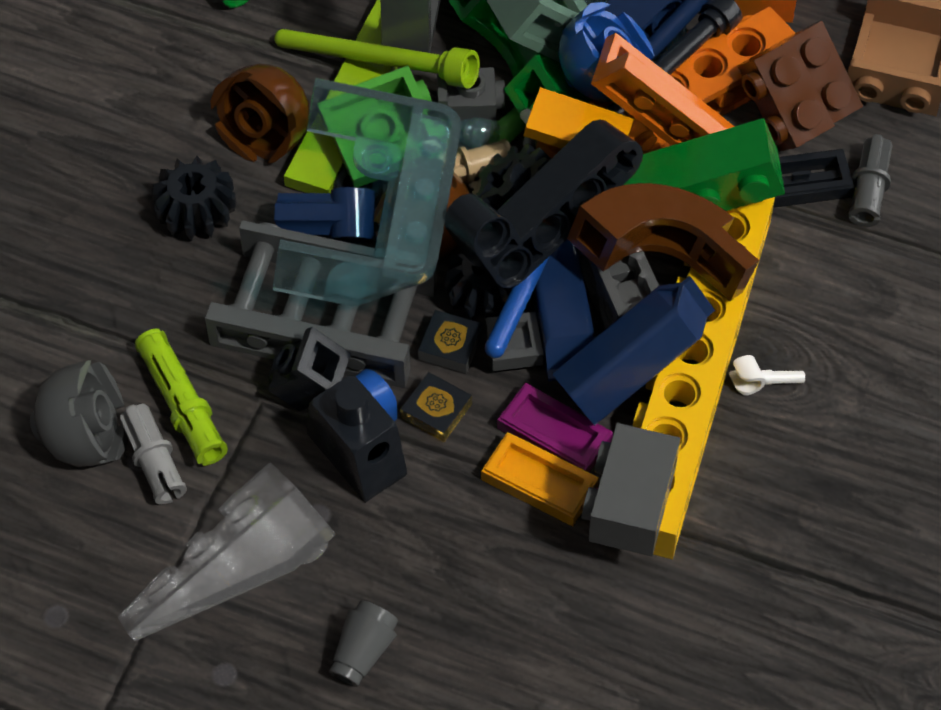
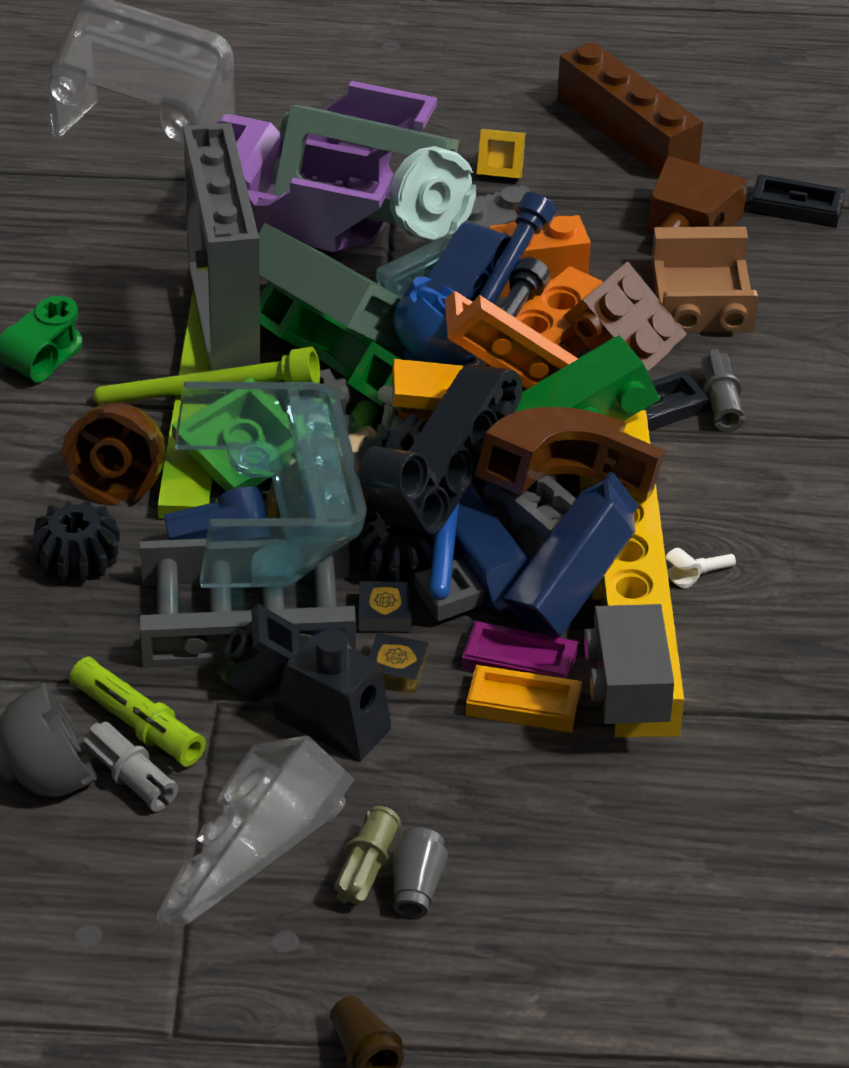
camera: 20 degrees left, 15 degrees down
(324, 611) = (367, 855): none -> olive axle

